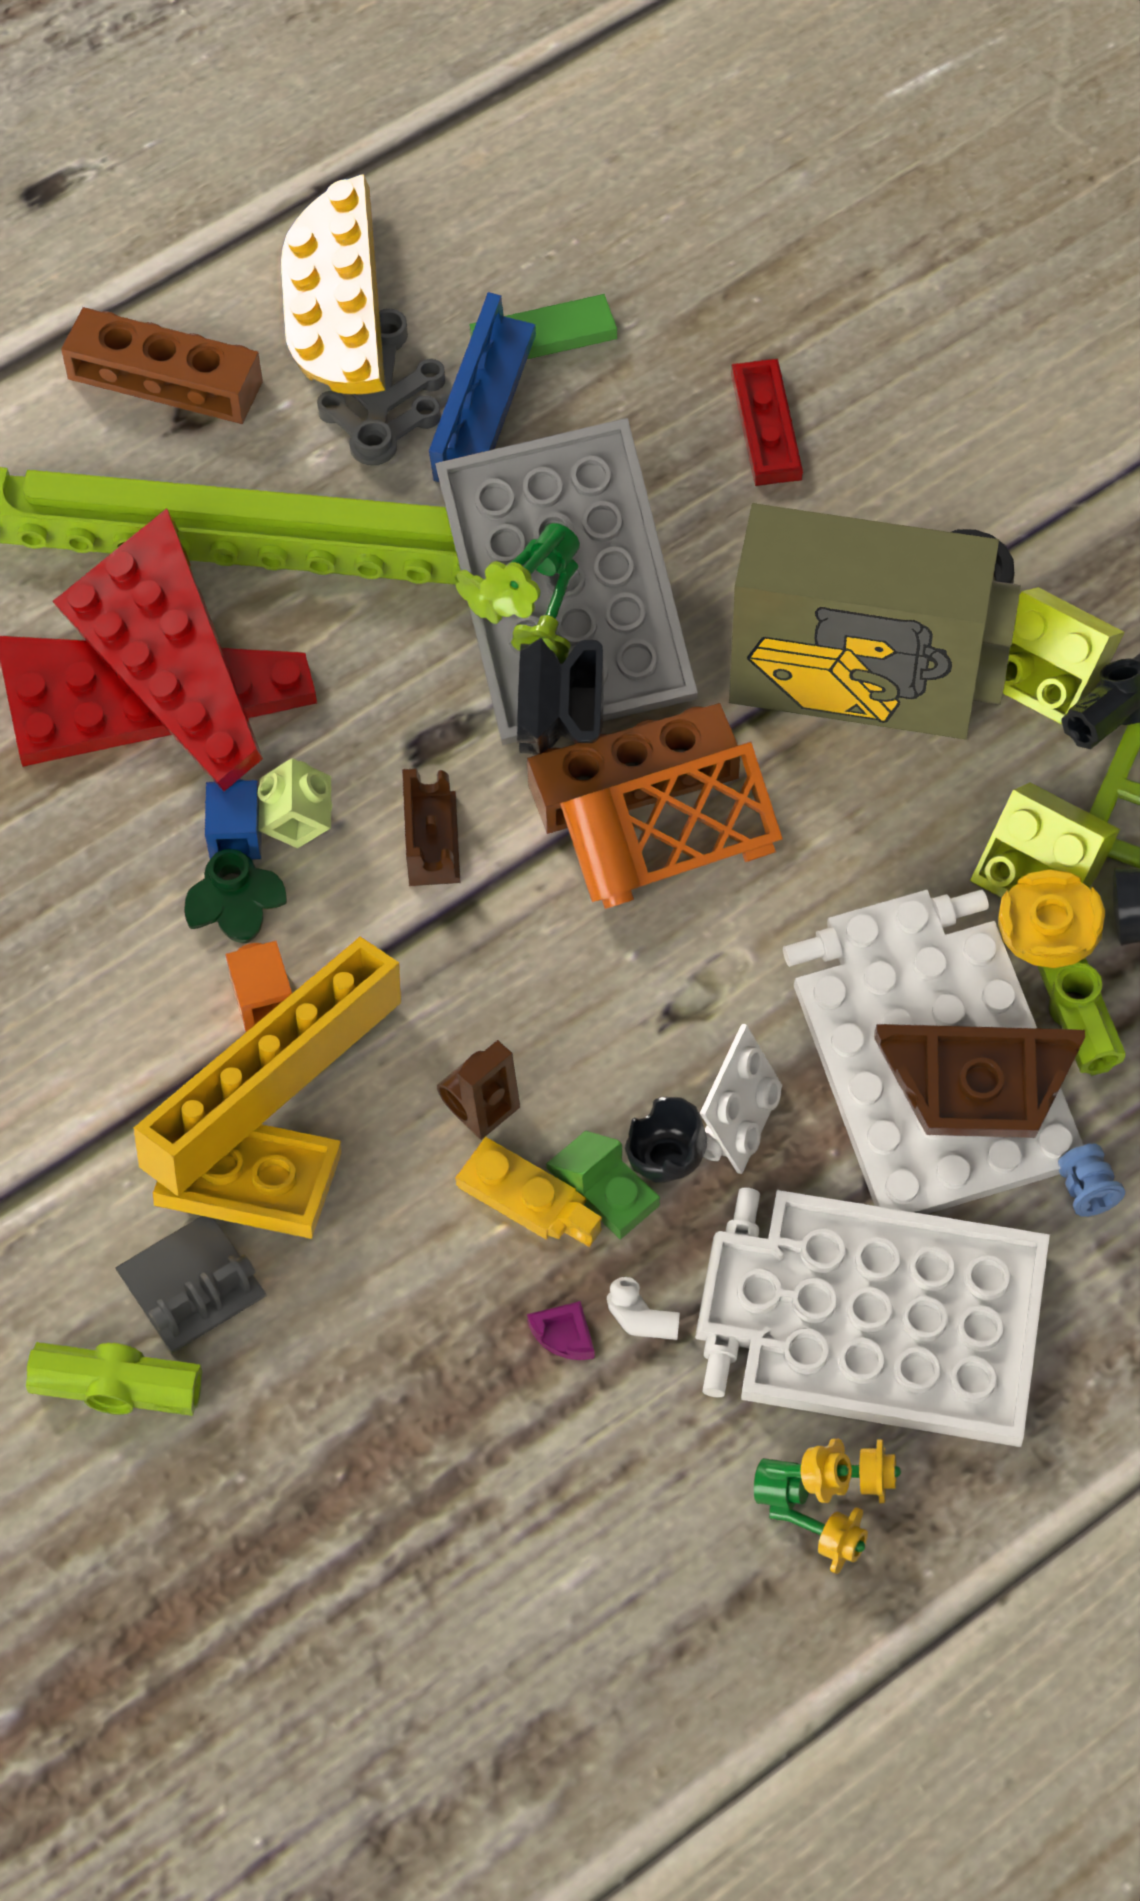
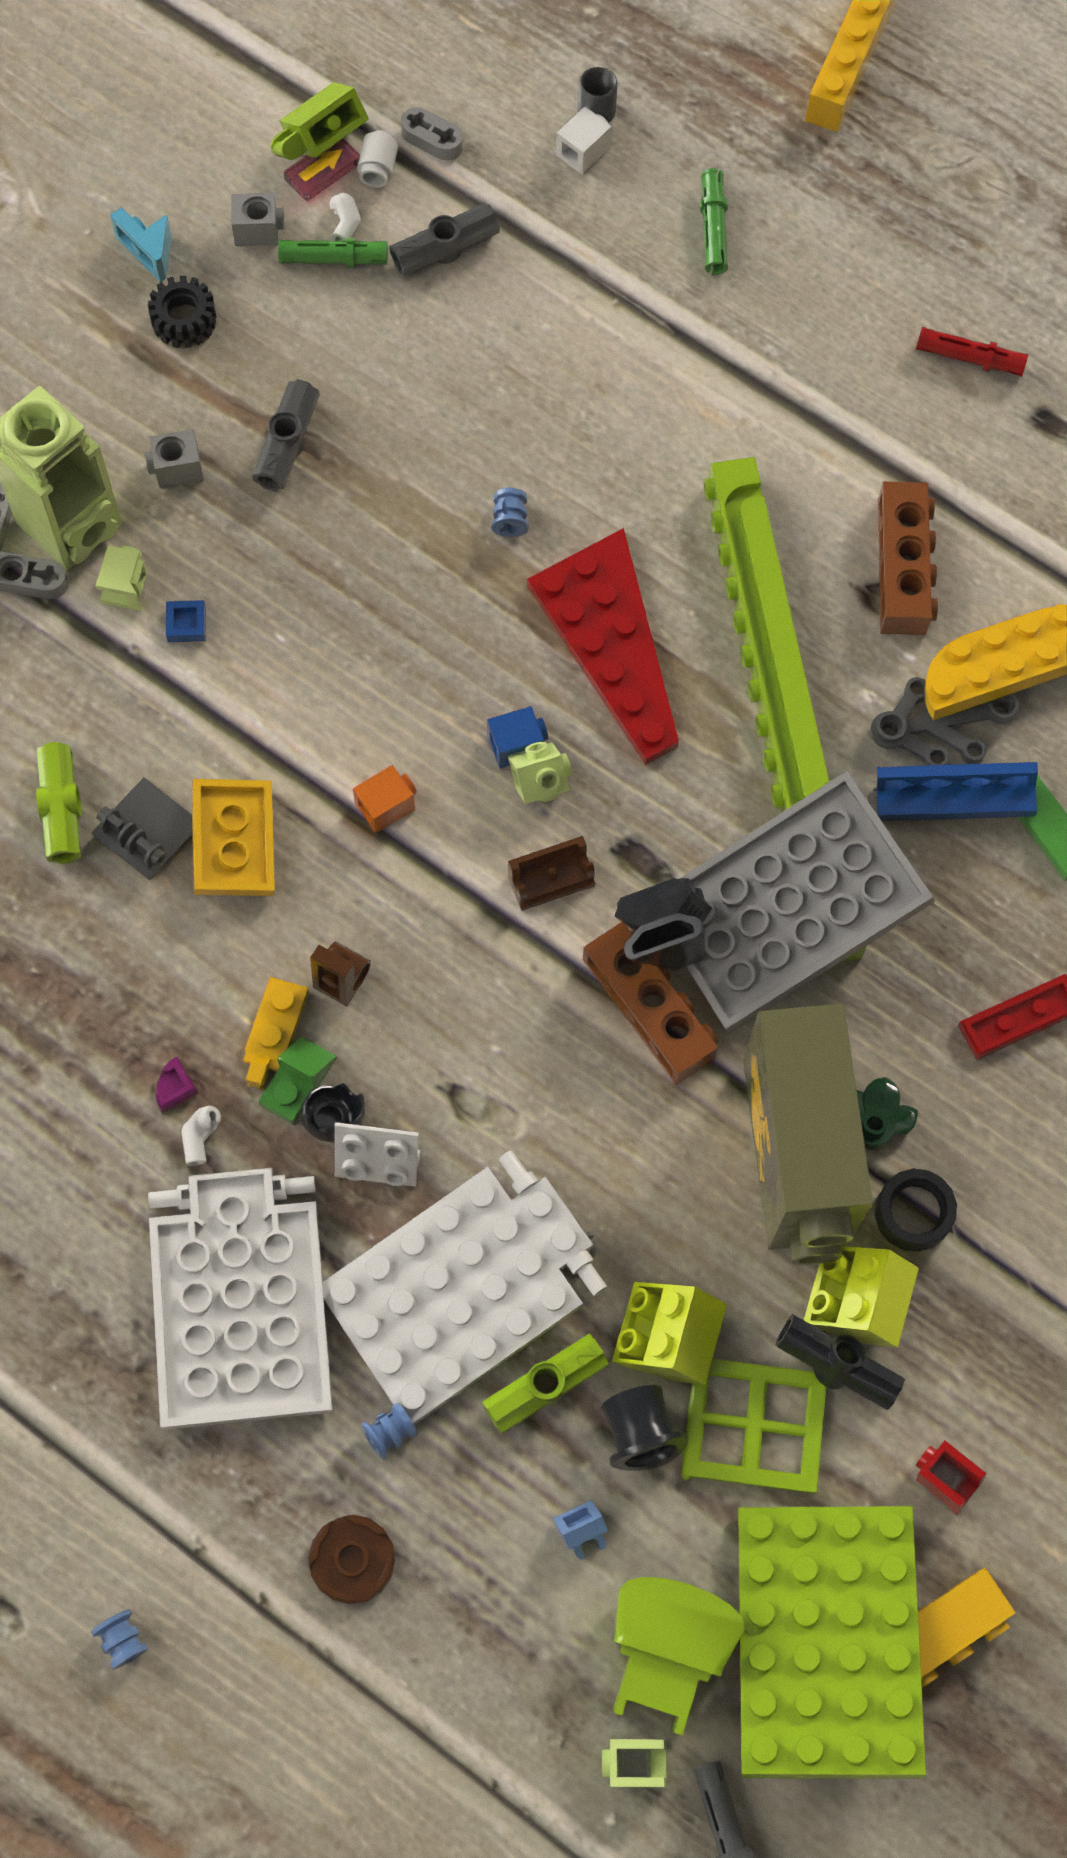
camera: 70 degrees right, 10 degrees up
(158, 637) = (638, 636): red wing -> none
(234, 902) = (451, 759): dark green plate -> none
(267, 1066) = (307, 820): yellow brick -> none
(512, 591) = (791, 875): lime plant -> none
(606, 833) = (567, 1000): orange piece -> none
(826, 1473) = (82, 1287): yellow plant -> none
(979, 1076) = (436, 1323): reddish brown wing -> none
(1051, 919) = (595, 1346): yellow tile -> none

